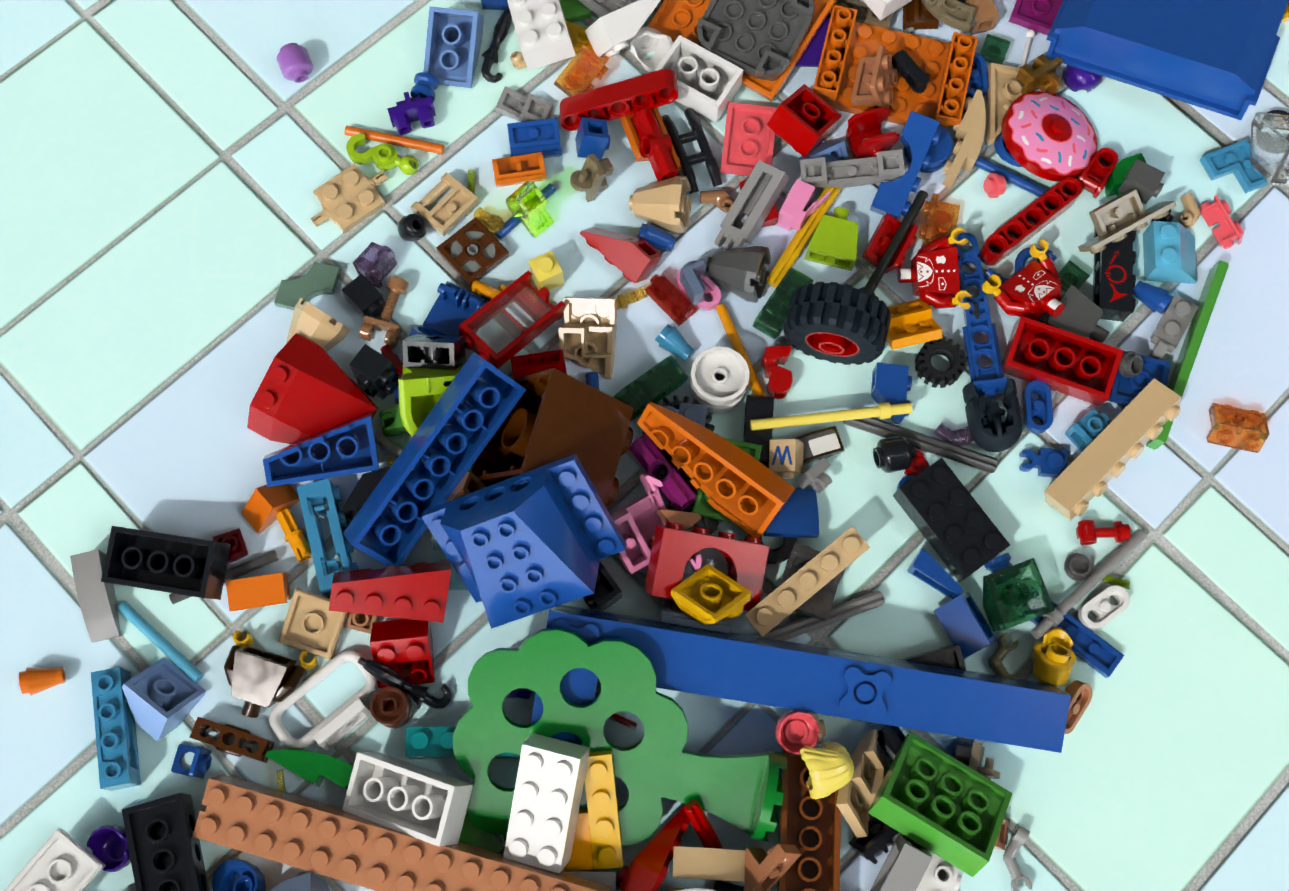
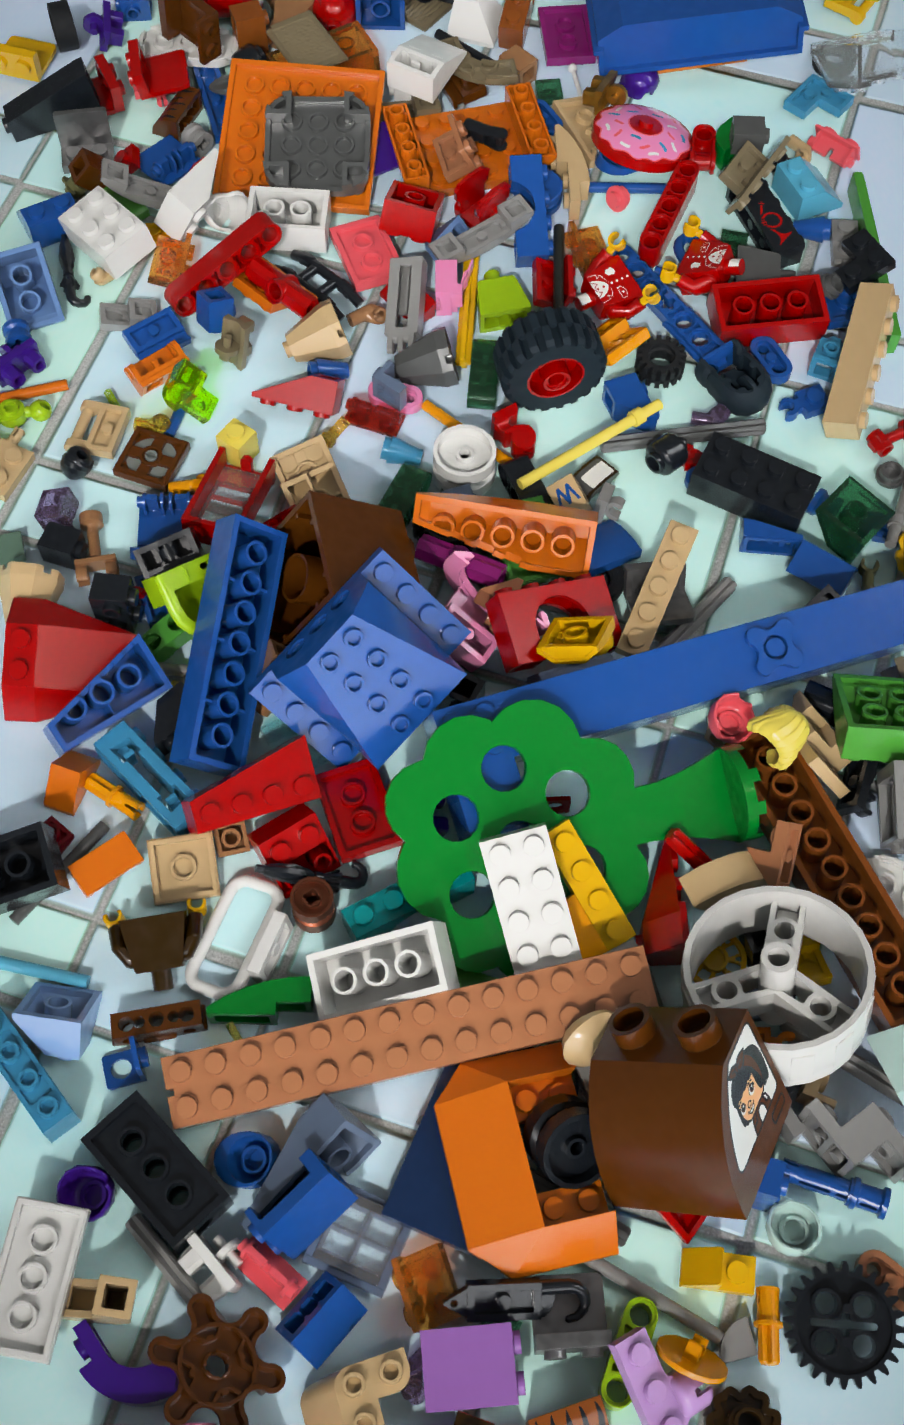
camera: 25 degrees left, 10 degrees down
(464, 641) = (356, 810): none -> red plate
(1178, 359) = (867, 262): none -> black plate

